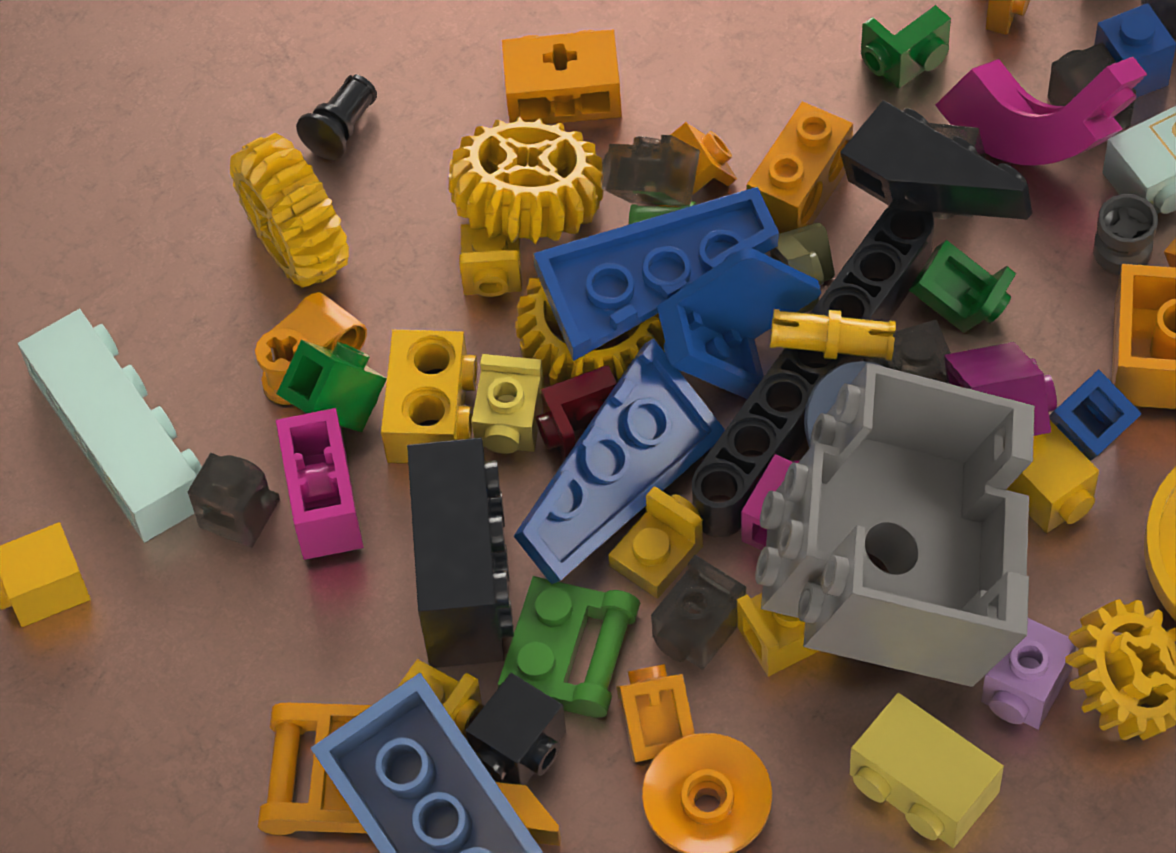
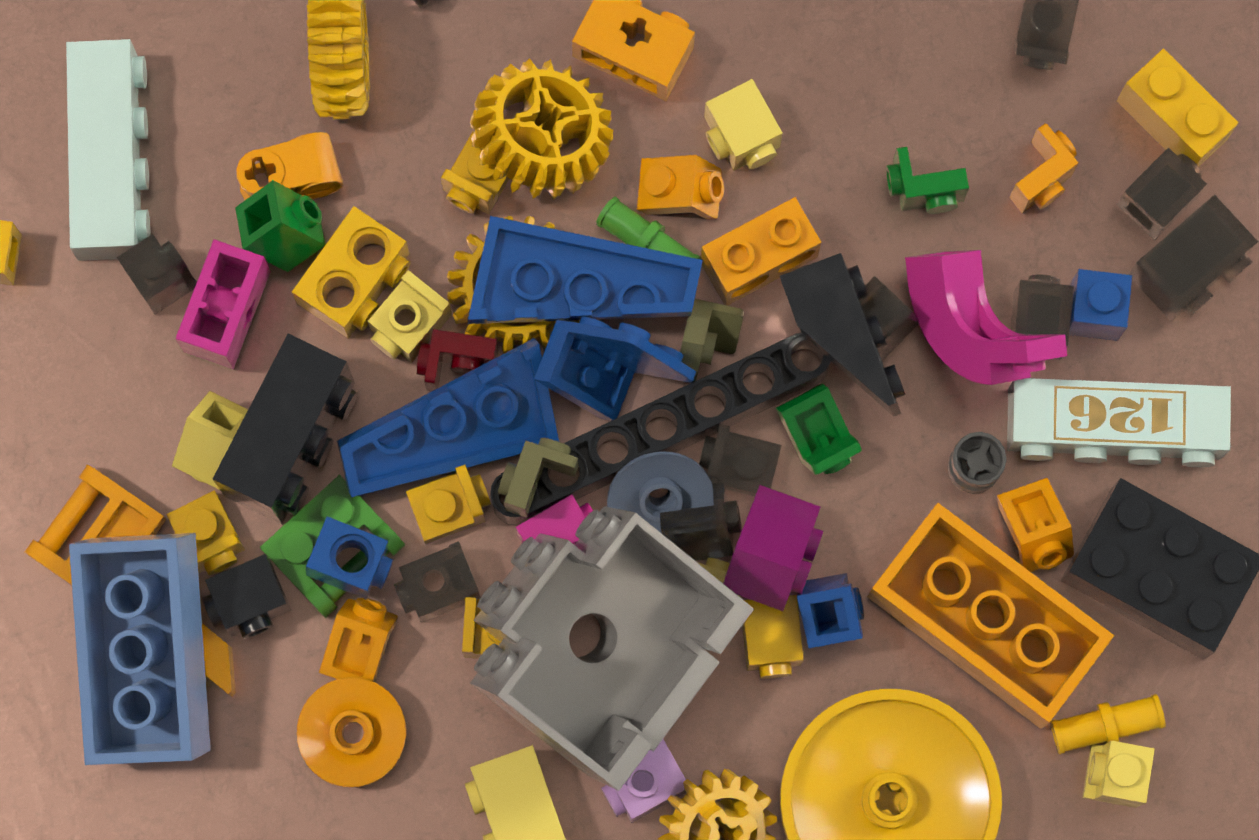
camera: 25 degrees right, 20 degrees up
(387, 608) = (208, 437): none -> light yellow brick
(590, 651) = (336, 537): none -> blue brick
(651, 171) = (635, 188): clear smoke brick -> none
(709, 88) = (742, 127): none -> light yellow brick
(726, 428) = (521, 480): none -> olive bracket
(832, 334) = (675, 425): yellow pin -> none

